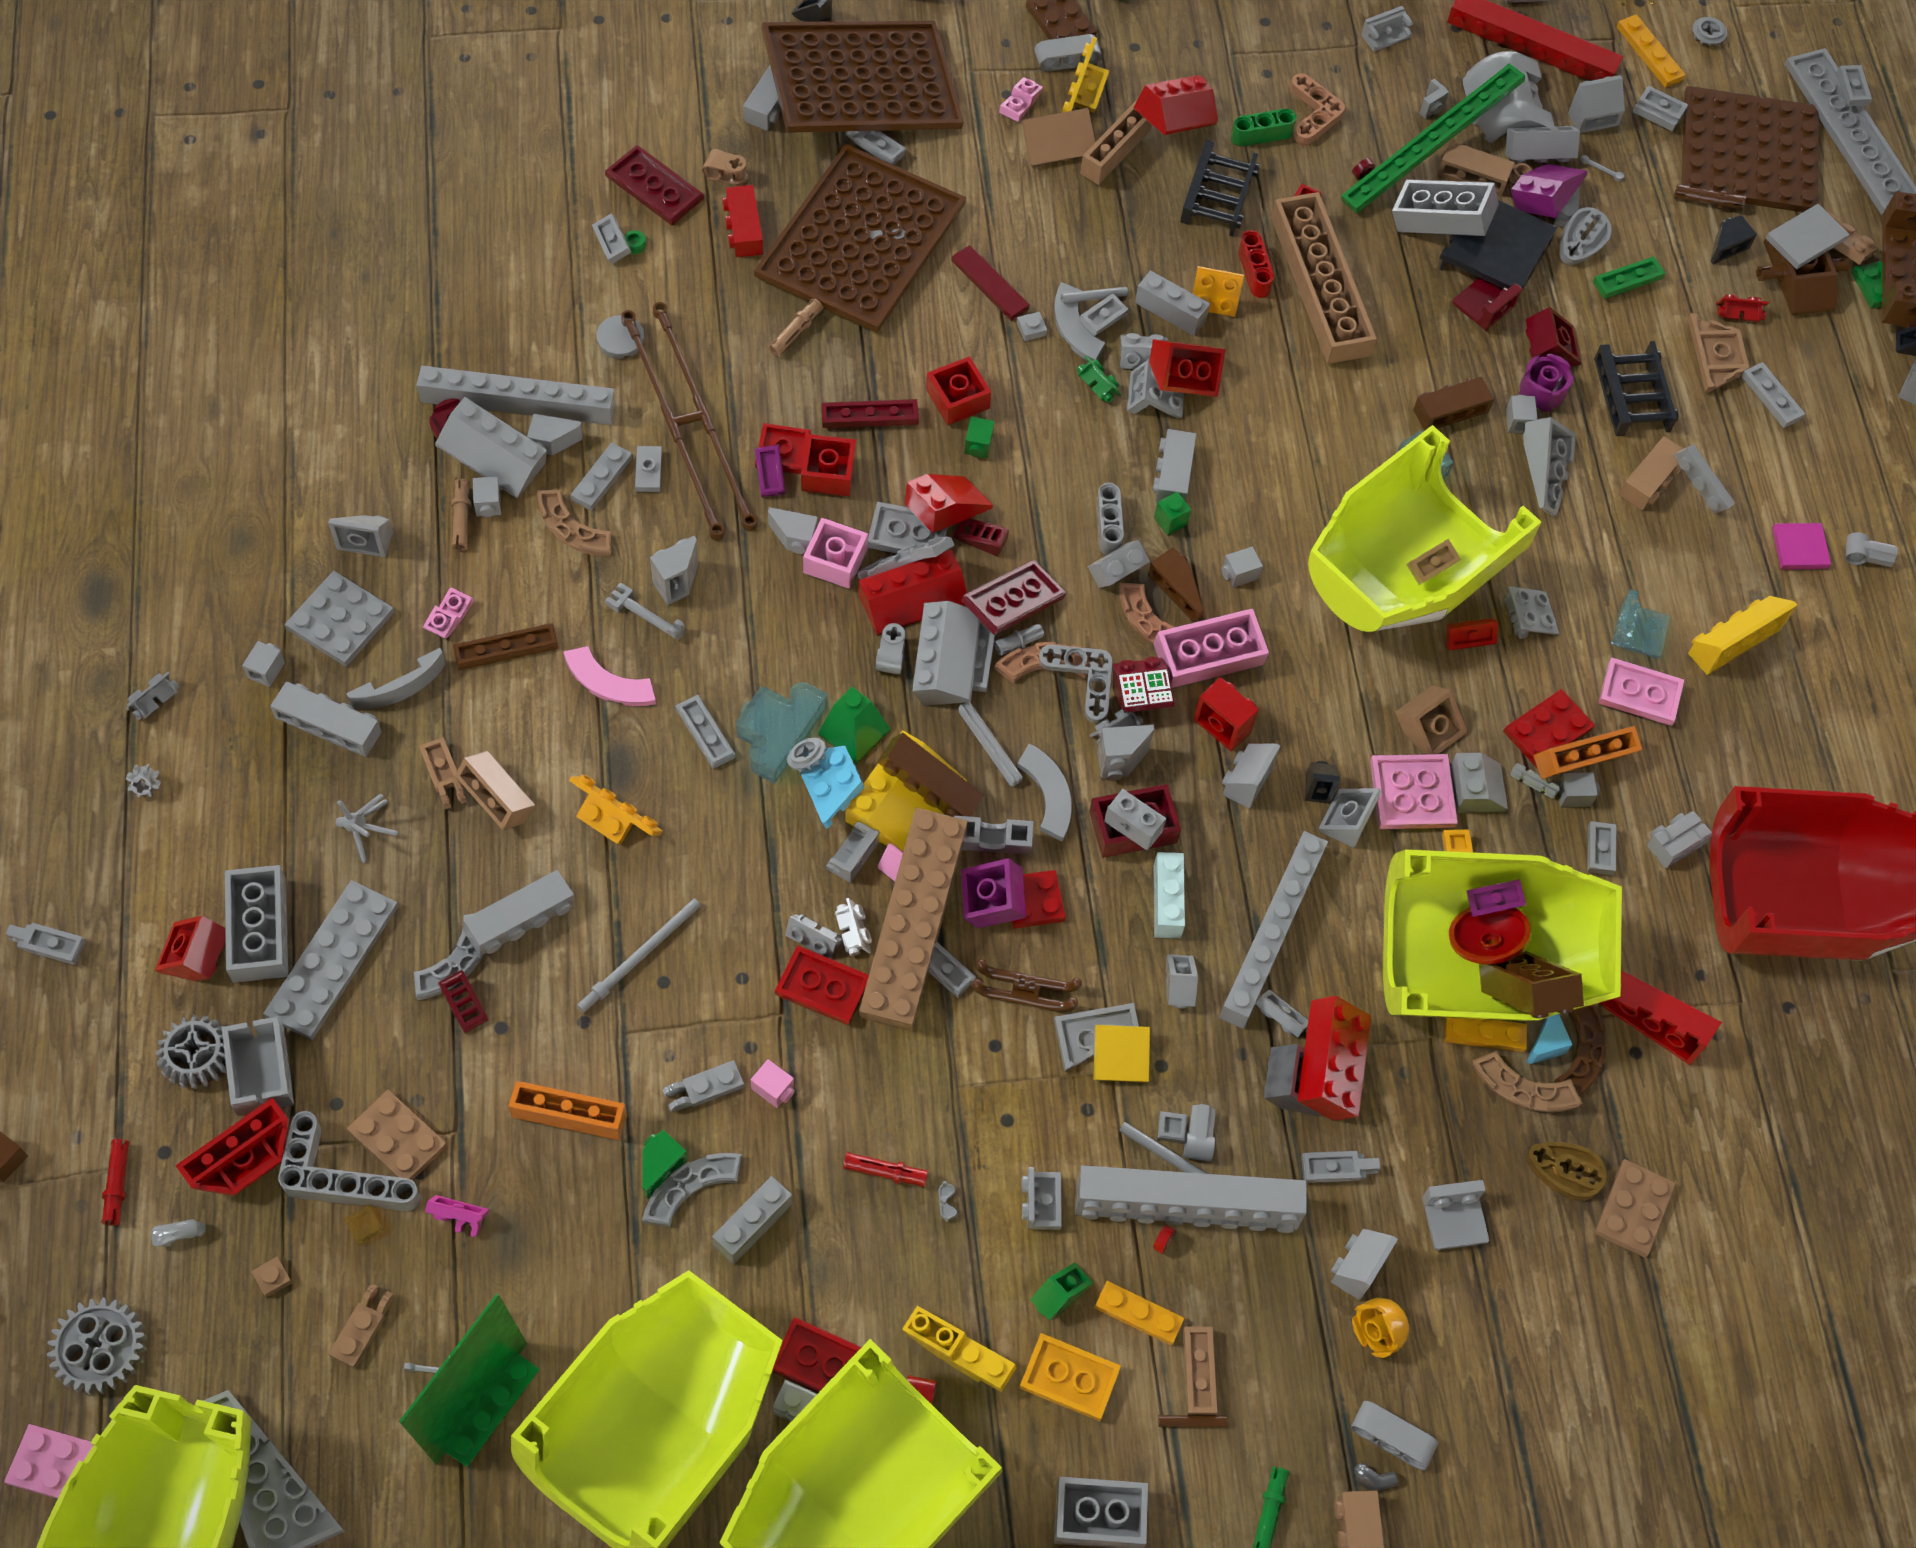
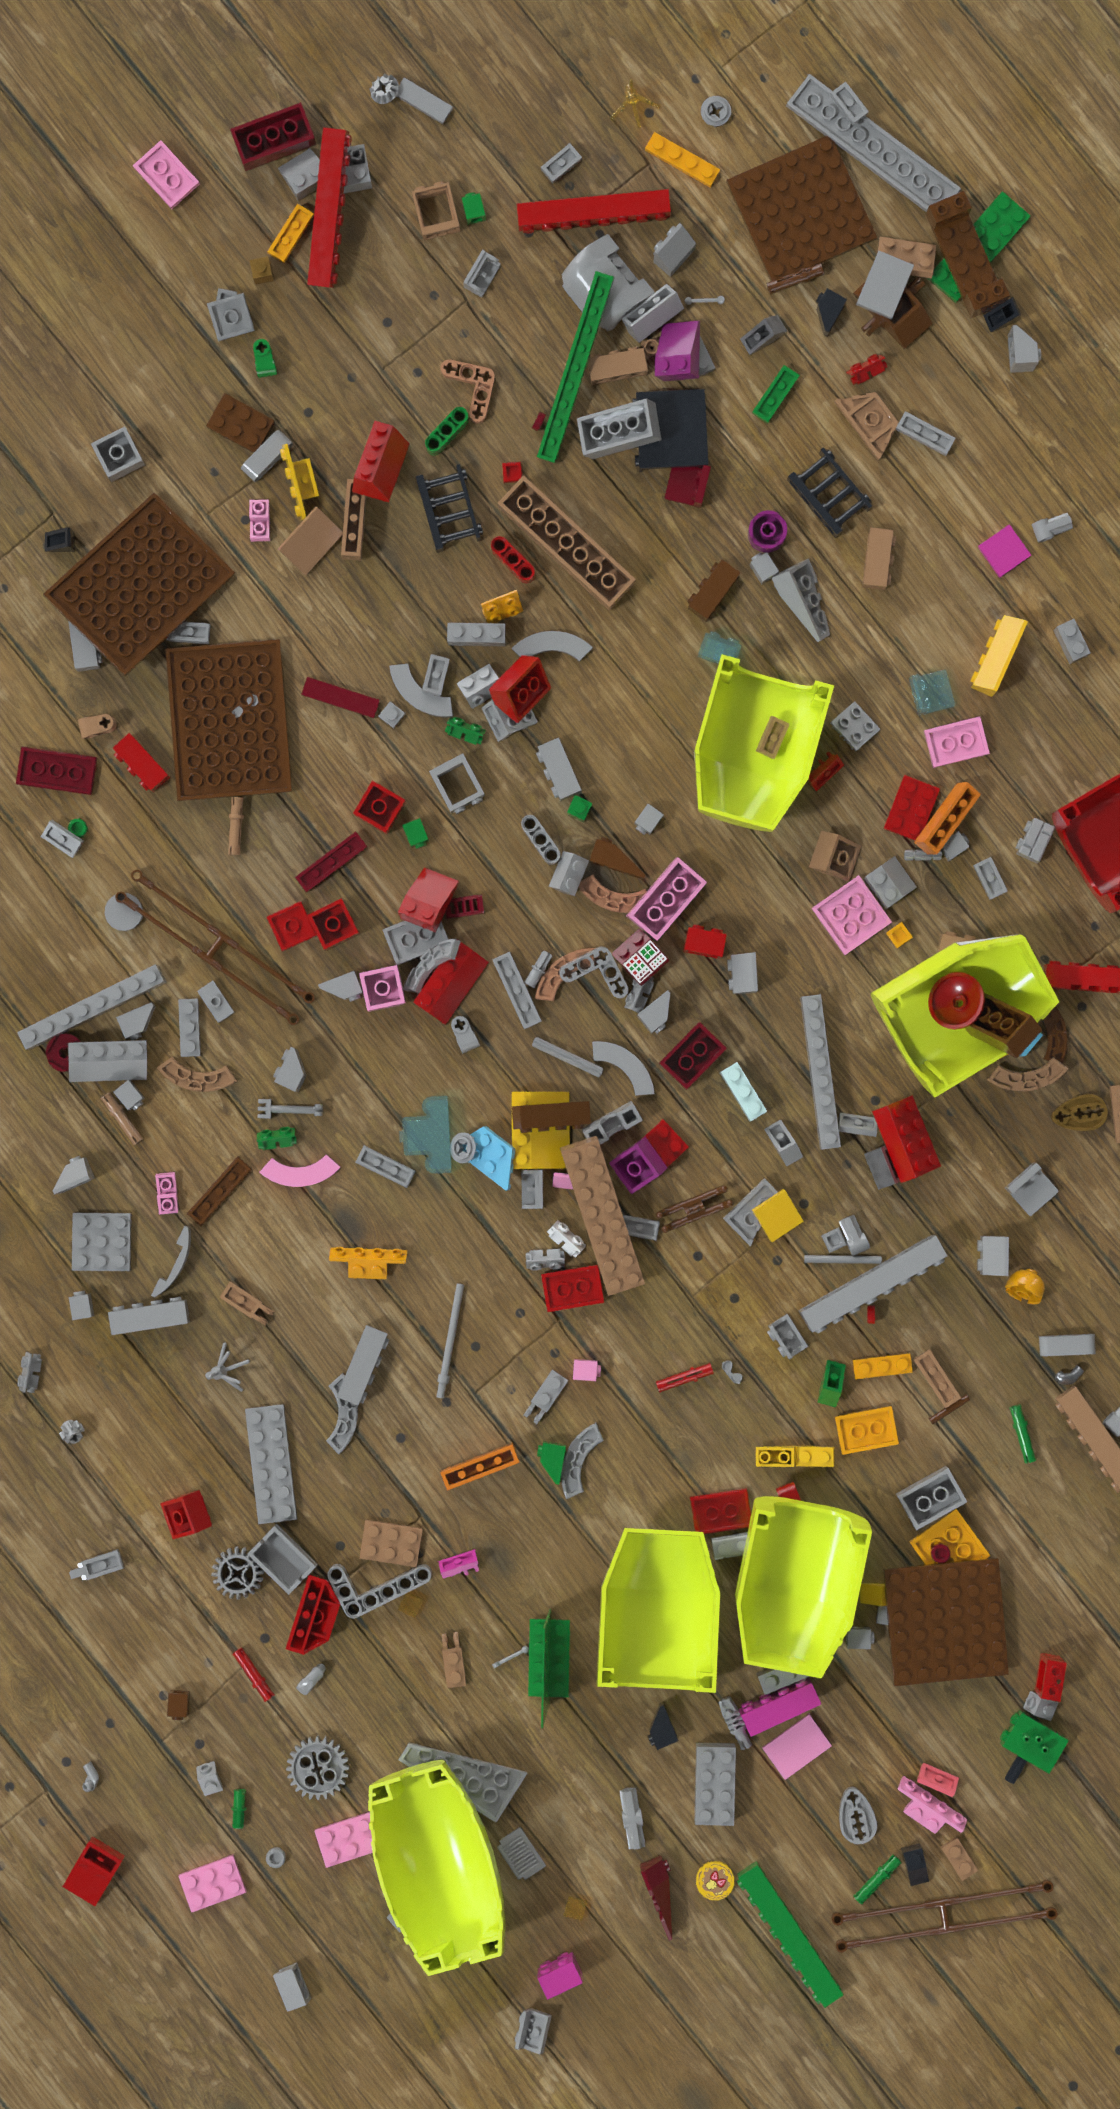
camera: 25 degrees left, 25 degrees up
(256, 923) = (213, 1475): light grey brick -> none
(271, 1277) = (382, 1667): medium nougat plate -> none
(452, 980) = (356, 1432): dark red slope -> none
(494, 790) = (289, 1296): medium nougat brick -> none
(617, 635) = (285, 1136): none -> green hinge
(752, 1220) = (629, 1459): light grey brick -> none
(770, 471) = (296, 952): magenta tile -> none
(854, 724) = (476, 1103): green slope -> none
(946, 654) = (502, 1015): light grey slope -> none
(1013, 597) = (517, 944): tile -> none
(1056, 400) = (449, 766): none -> light grey window
(1093, 294) = (418, 662): light grey piece -> none
(1135, 819) = (696, 1065): light grey brick -> none
(1253, 358) = (553, 641): none -> light grey tile
(1321, 782) = (790, 947): black slope -> none
(1337, 1166) = (945, 1202): light grey hinge -> none
(1349, 814) = (820, 959): light grey slope -> none
(1435, 99) = (555, 324): light grey bracket -> none
(1496, 897) = (946, 978): magenta plate -> none
(1552, 335) = (752, 488): dark red slope -> none
(1593, 241) = (715, 373): light grey piece -> none
(1648, 221) = (763, 334): none -> flat silver slope
(1660, 108) = (718, 215): light grey plate -> none
(1704, 479) = (915, 547): light grey plate -> none
(1834, 667) = (1071, 641): none -> light grey brick

